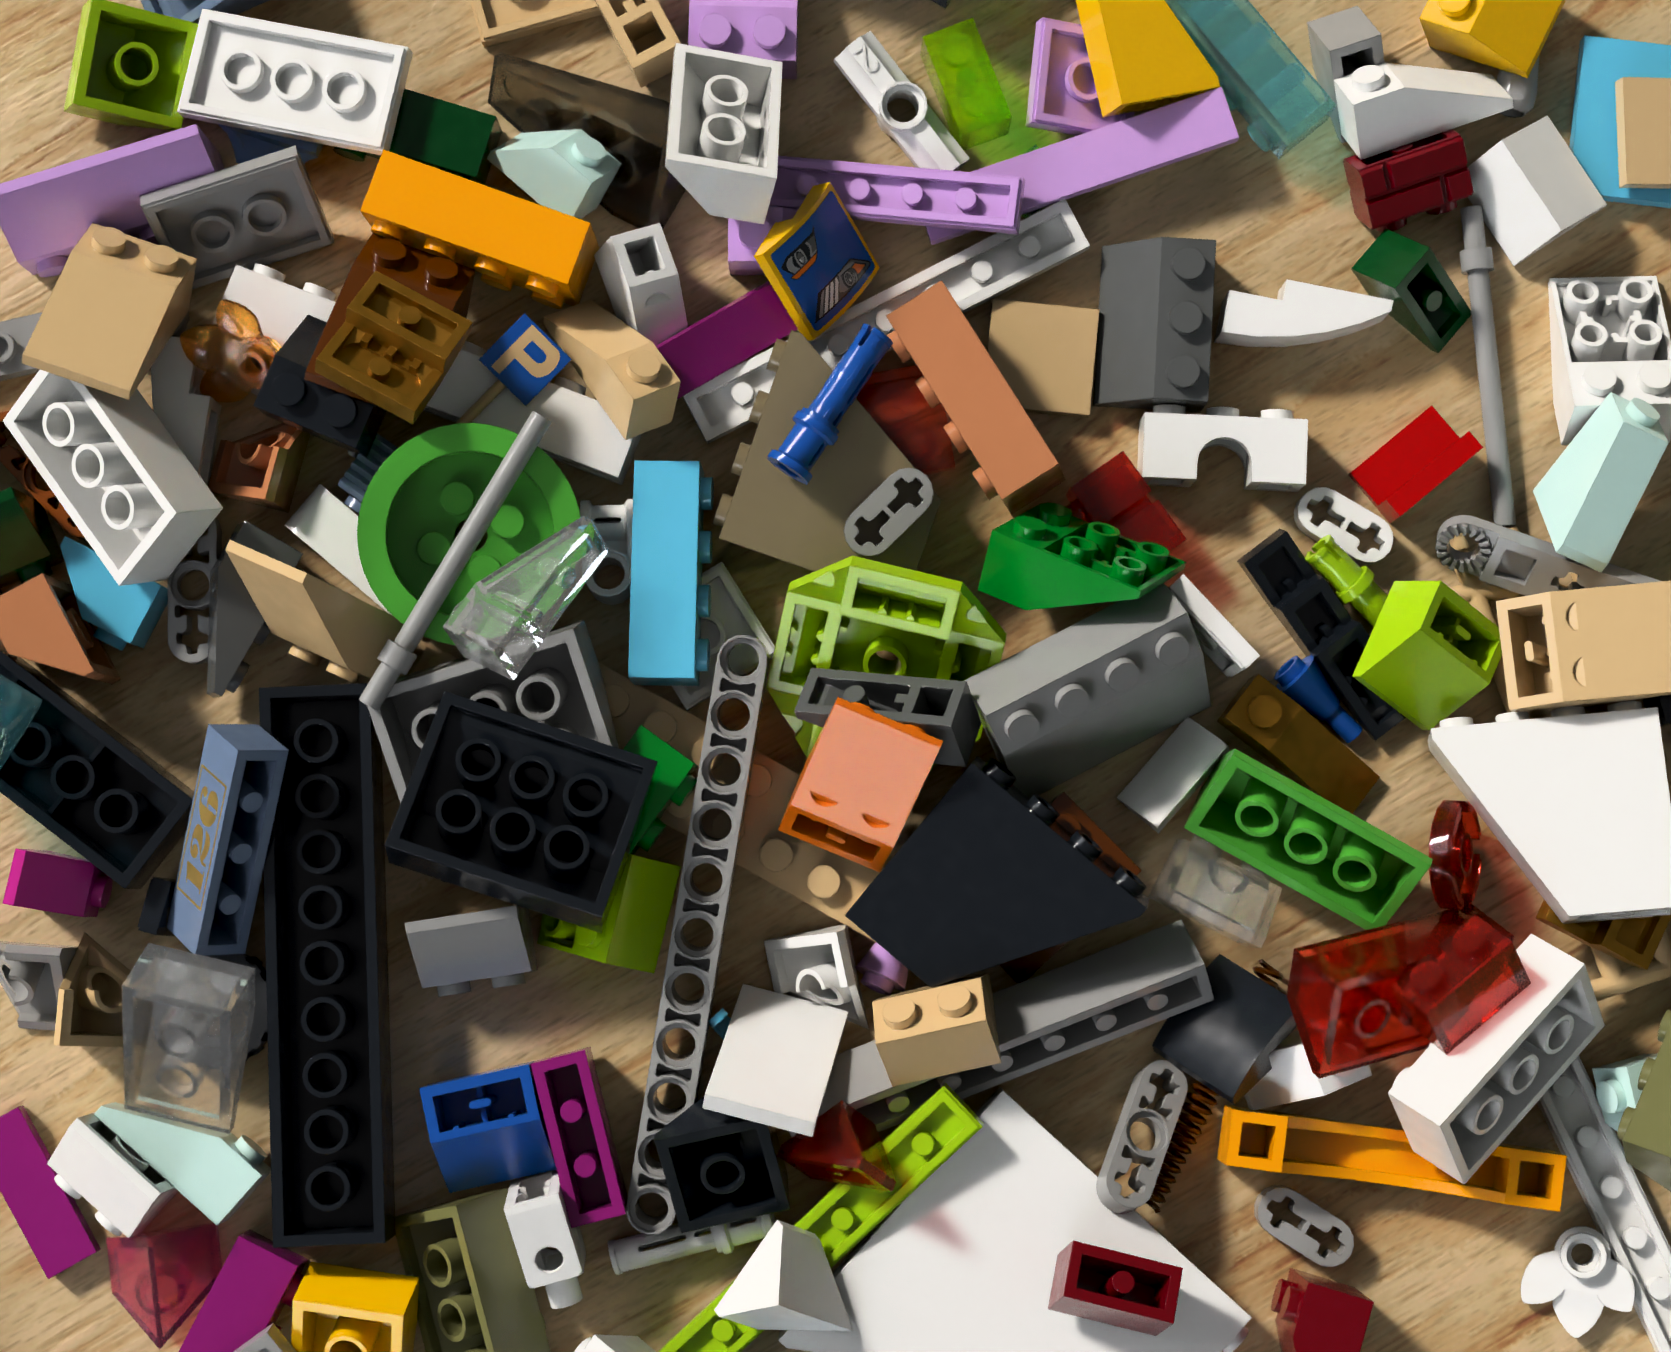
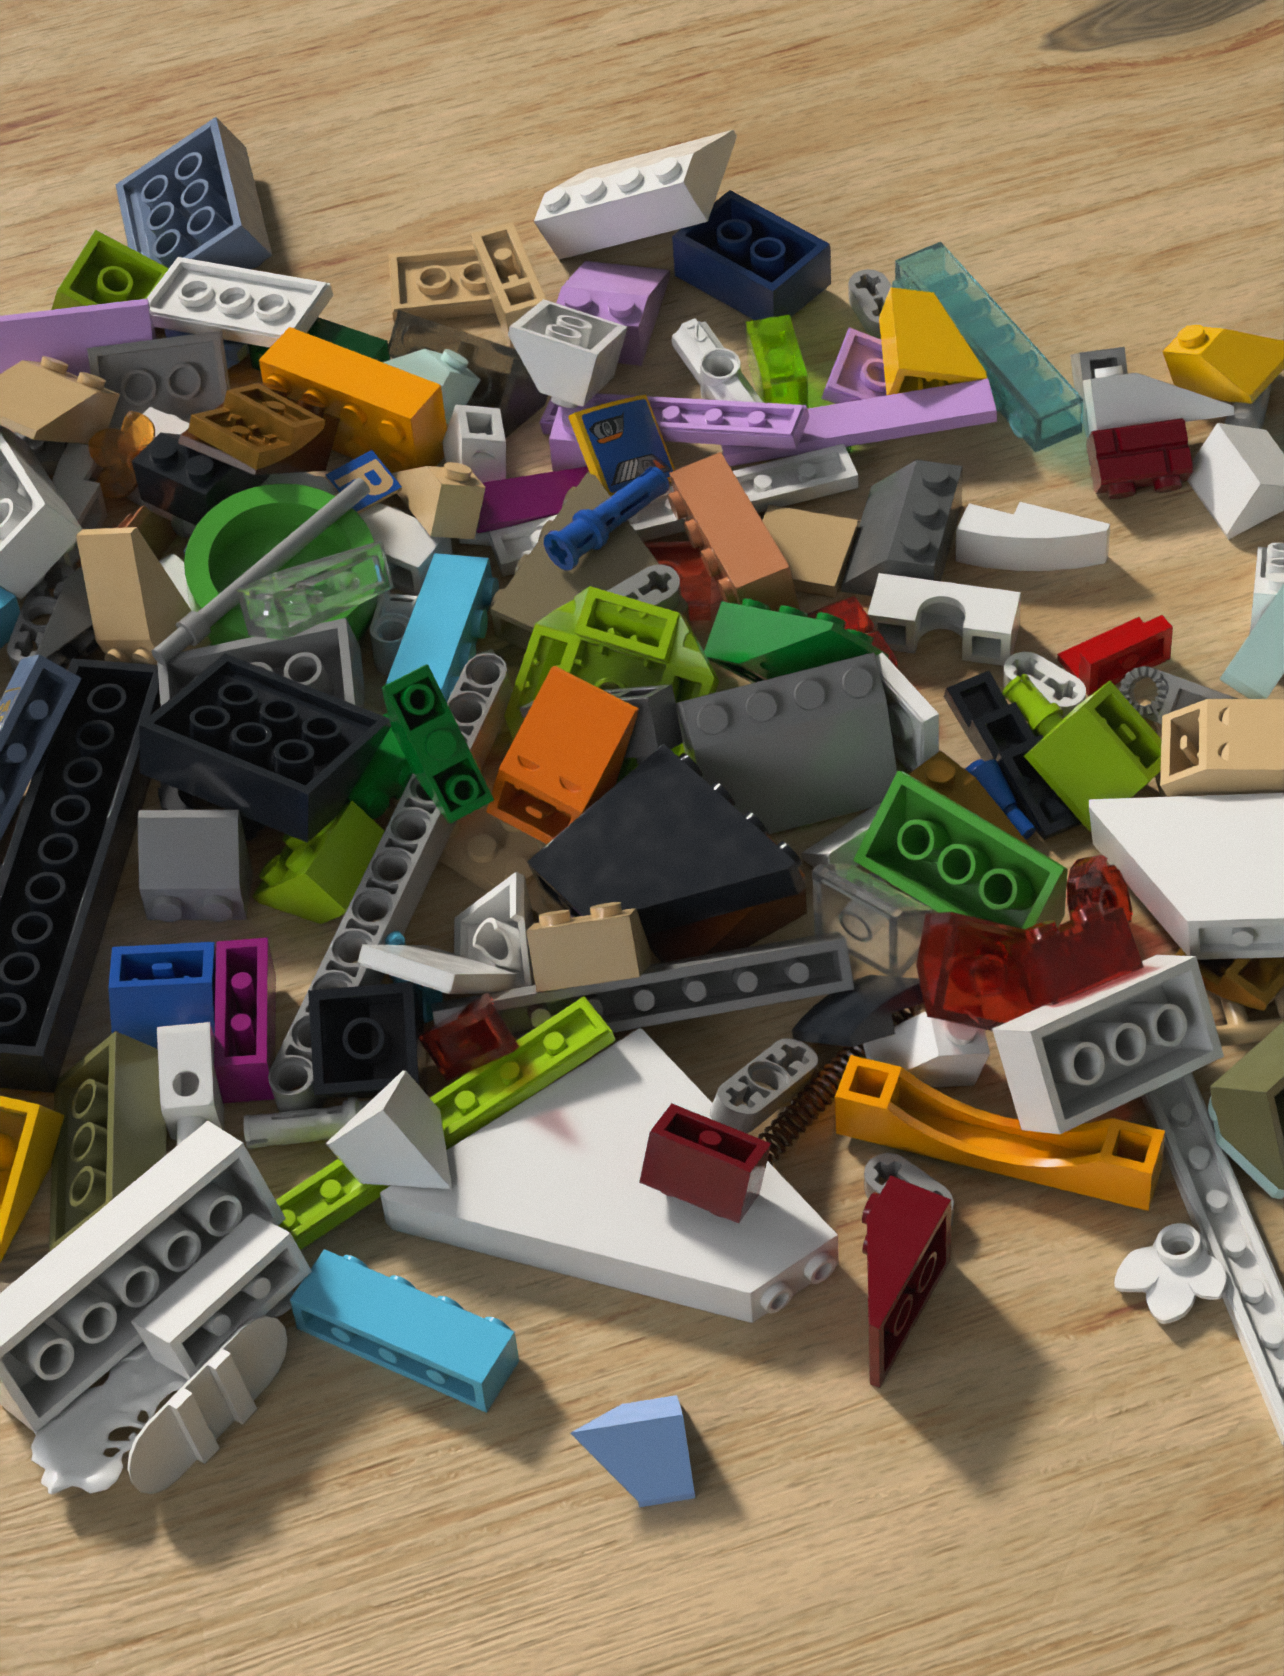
camera: 15 degrees right, 35 degrees down
(726, 812) = (435, 744): none -> green slope
(1418, 284) = (1137, 531): dark green slope -> none
(1476, 263) = (1193, 529): light grey bar -> none

